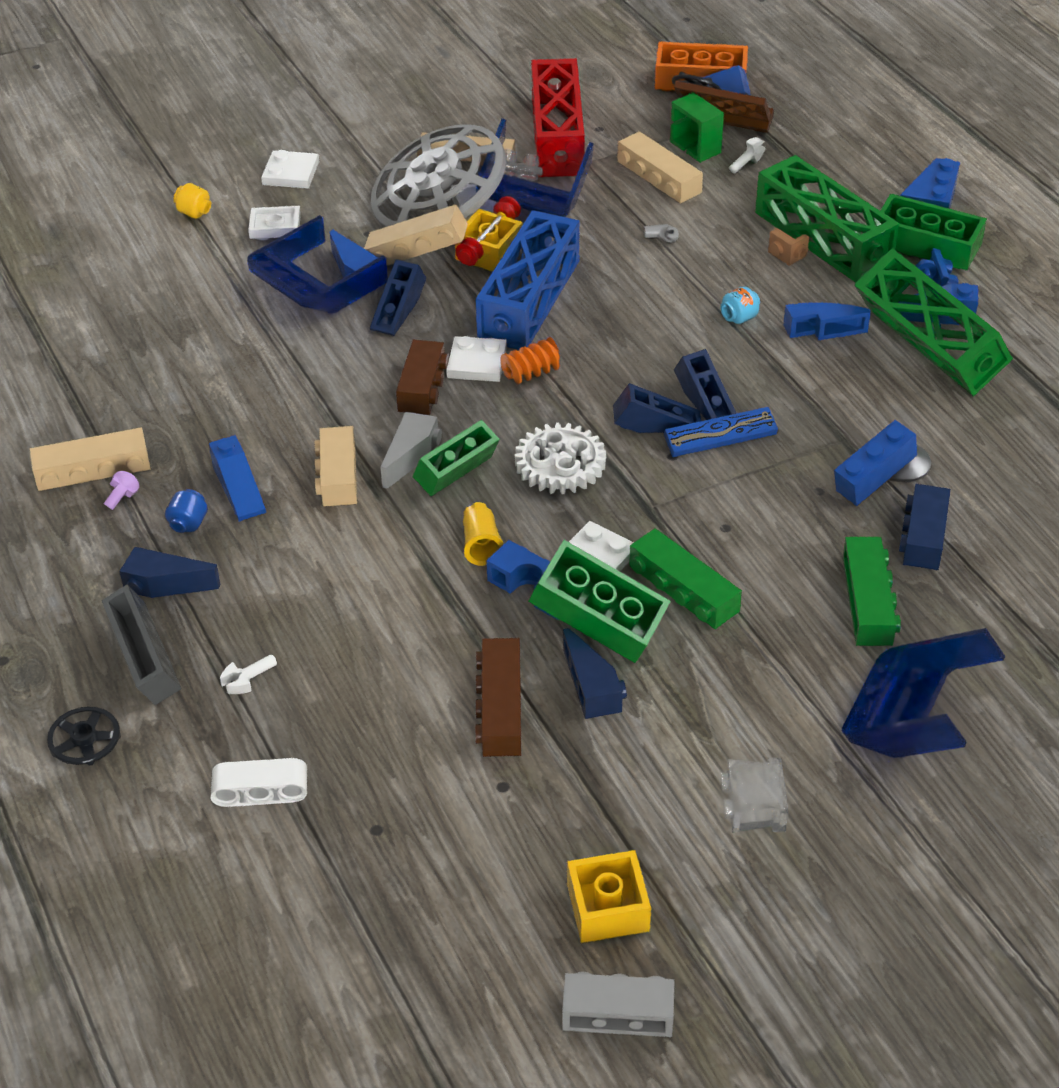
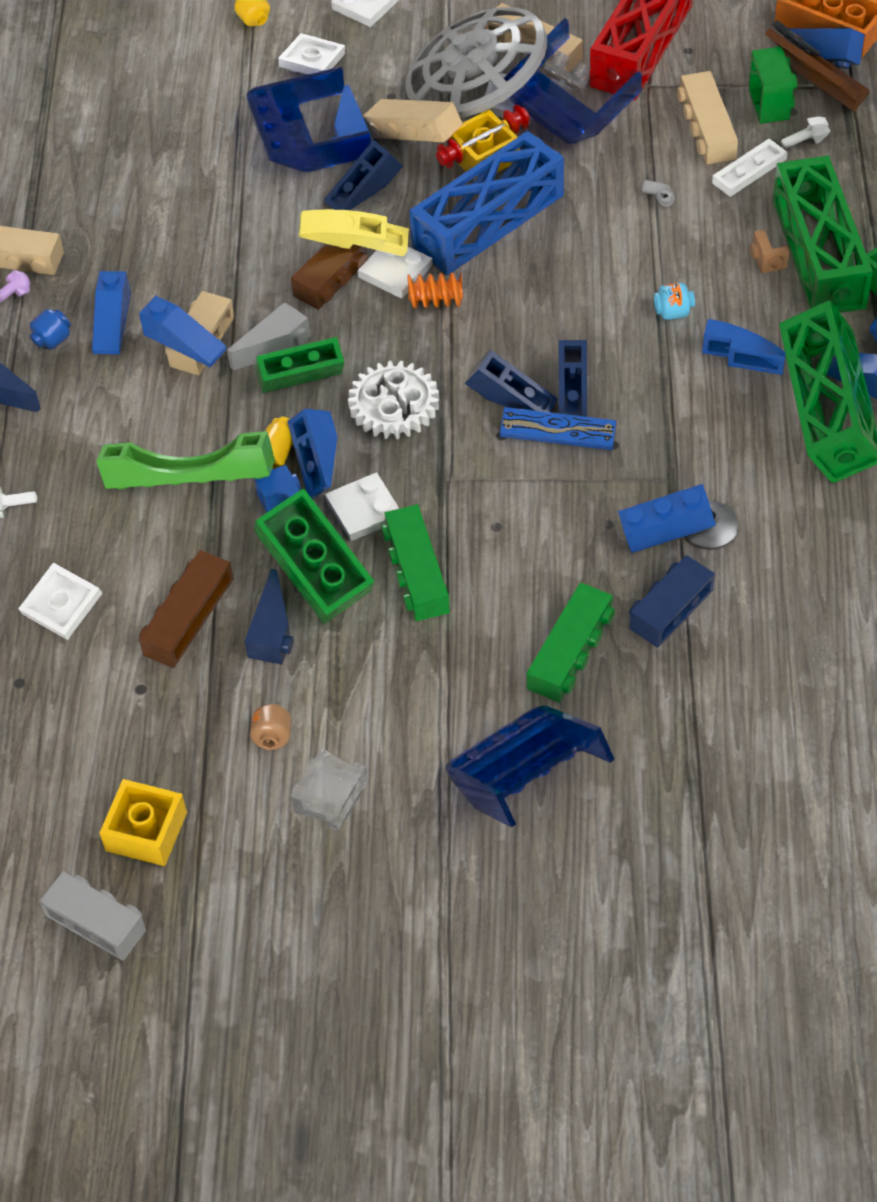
camera: 30 degrees right, 10 degrees up
(326, 463) = (179, 331): none -> blue slope
(369, 739) = (60, 601): none -> white plate
(429, 330) = (348, 227): none -> light yellow slope
(470, 544) = (132, 466): none -> bright green arch
(523, 519) = (315, 448): none -> blue slope
(660, 764) = (271, 727): none -> medium nougat head
(721, 192) = (749, 167): none -> white plate

